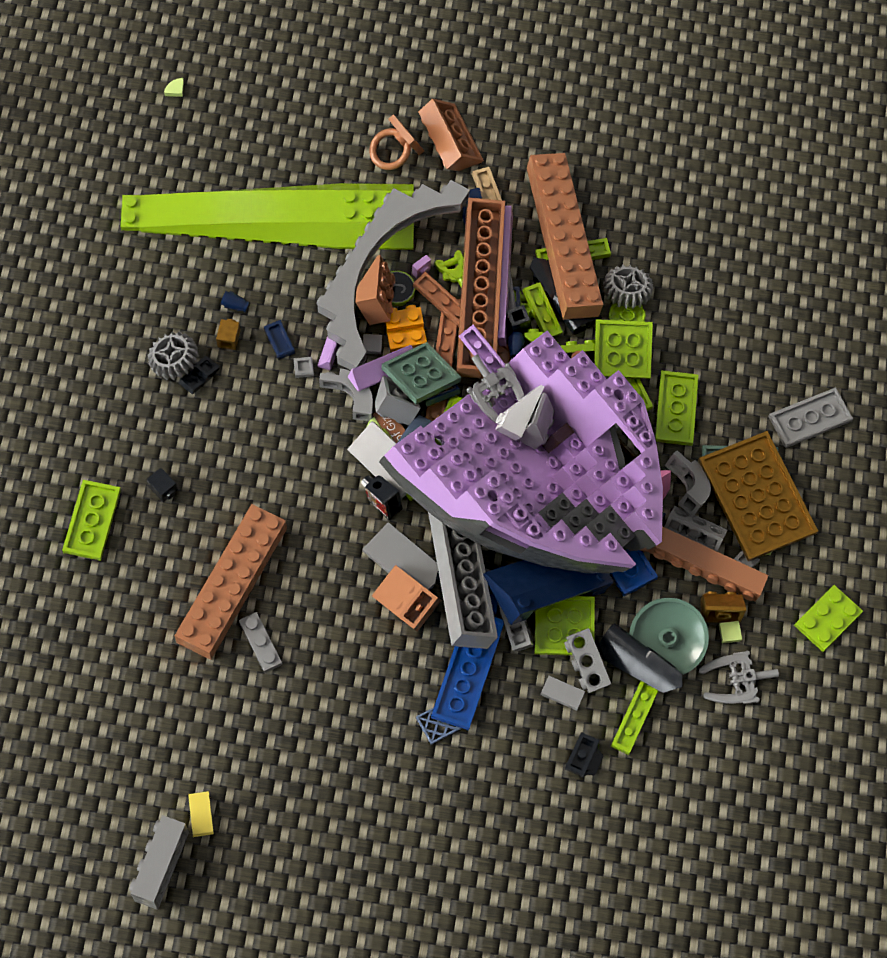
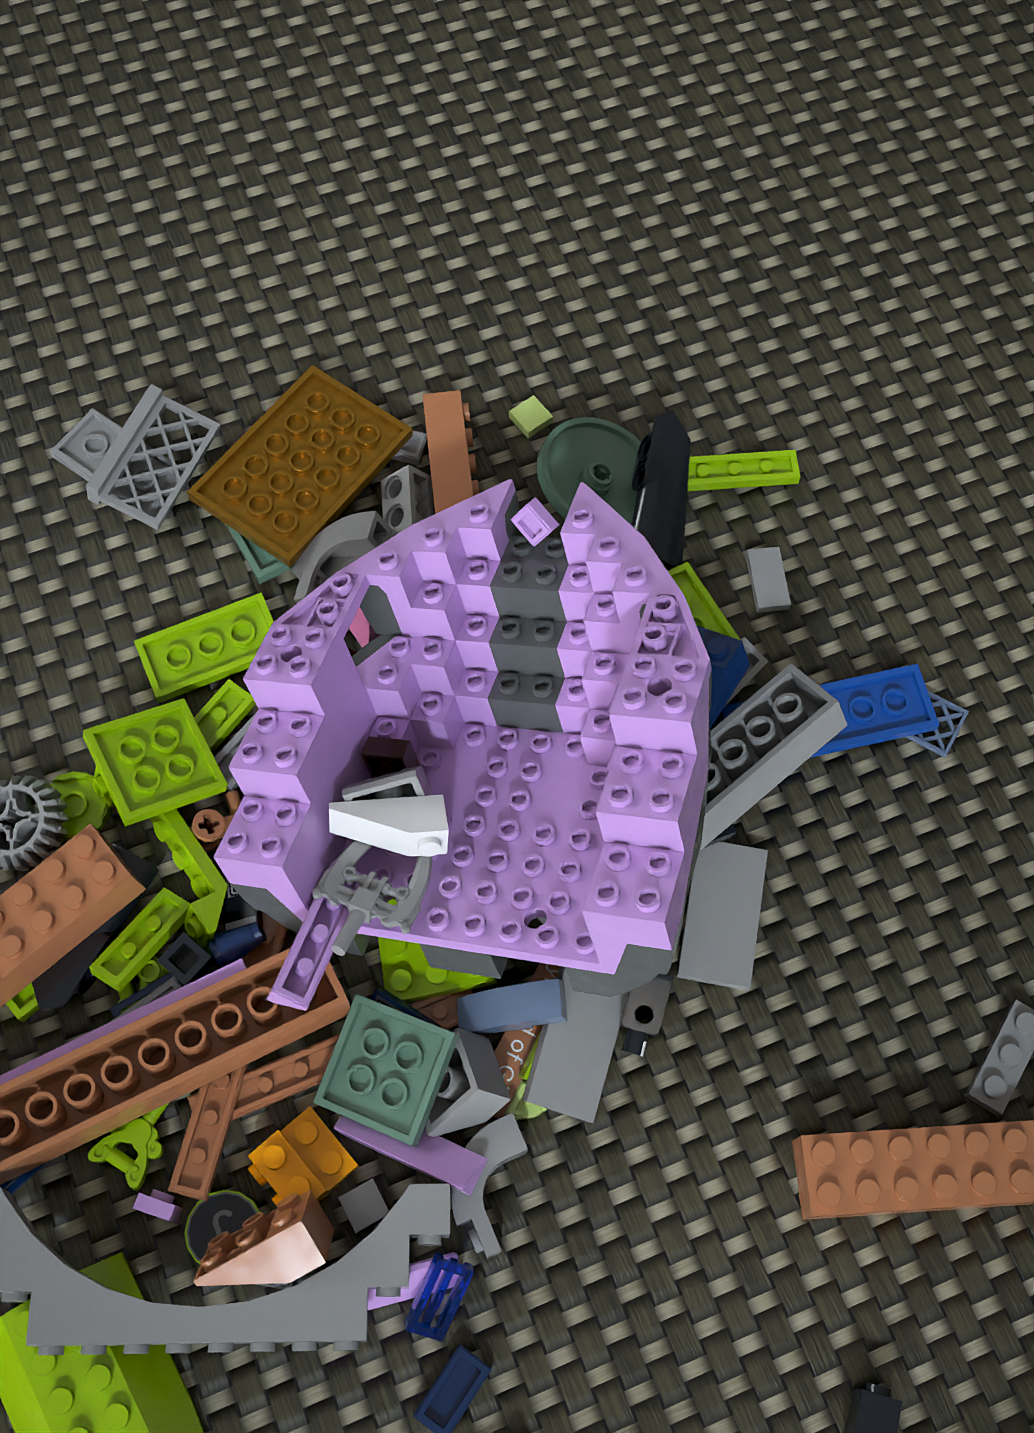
camera: 120 degrees left, 0 degrees up
(303, 367) = (482, 1306): light grey tile -> none
(324, 355) = (450, 1268): none -> clear blue tile
(406, 598) = (790, 863): nougat slope -> none
(585, 756) = (841, 507): black slope -> none
(596, 667) = (711, 558): light grey brick -> none
(628, 535) = (534, 522): none -> lavender tile
(722, 607) = (507, 430): pearl gold slope -> none
(746, 677) = (584, 368): light grey bar -> none
(812, 417) = (125, 450): none -> light grey fence
(828, 618) = (430, 313): lime plate -> none

